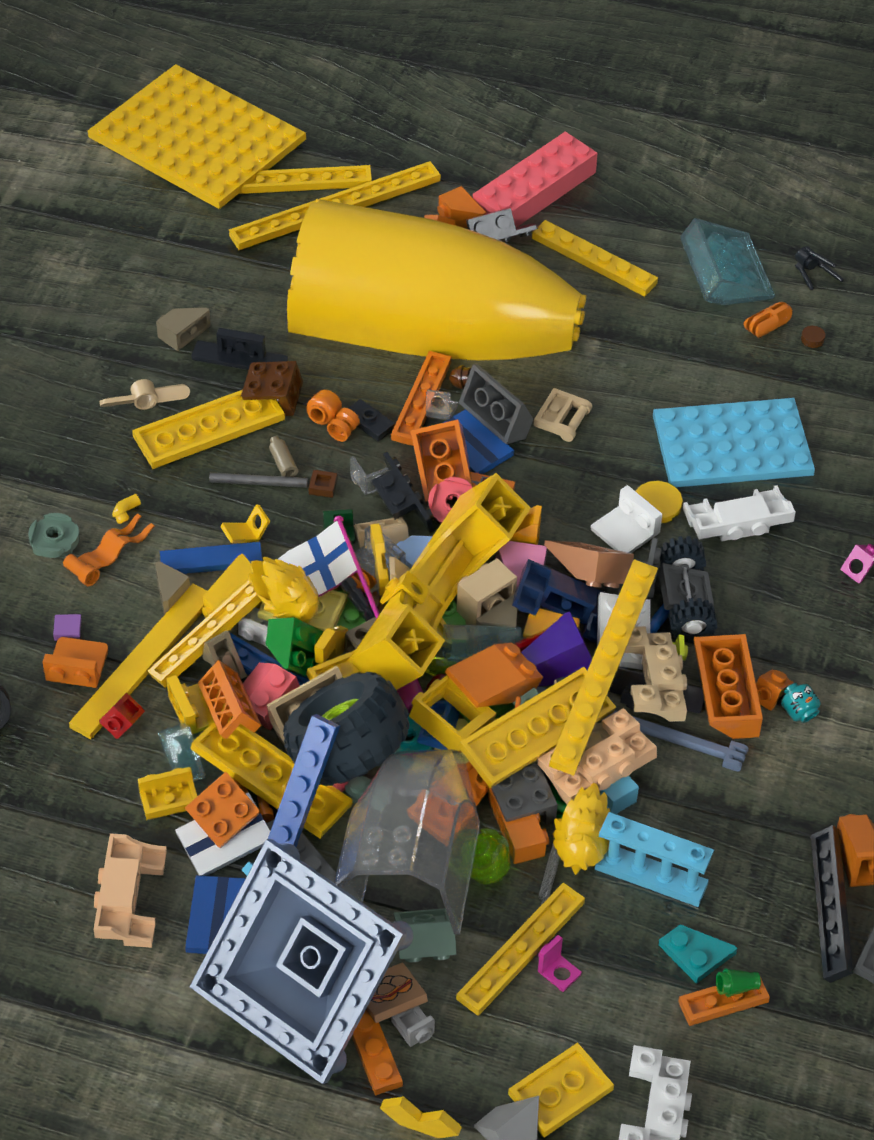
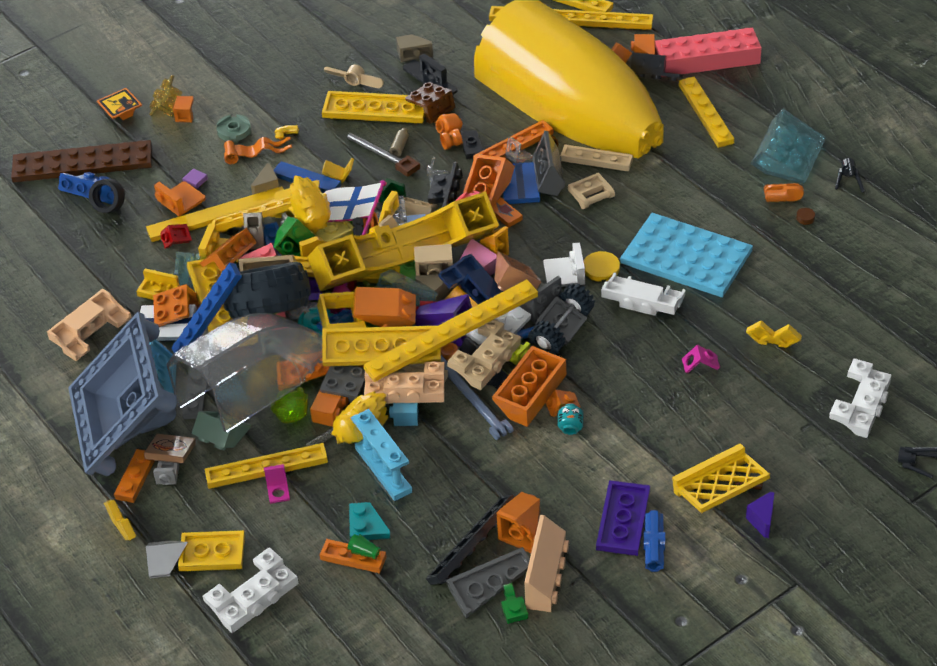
camera: 40 degrees right, 5 degrees down
(535, 369) = (596, 157): none -> tan plate

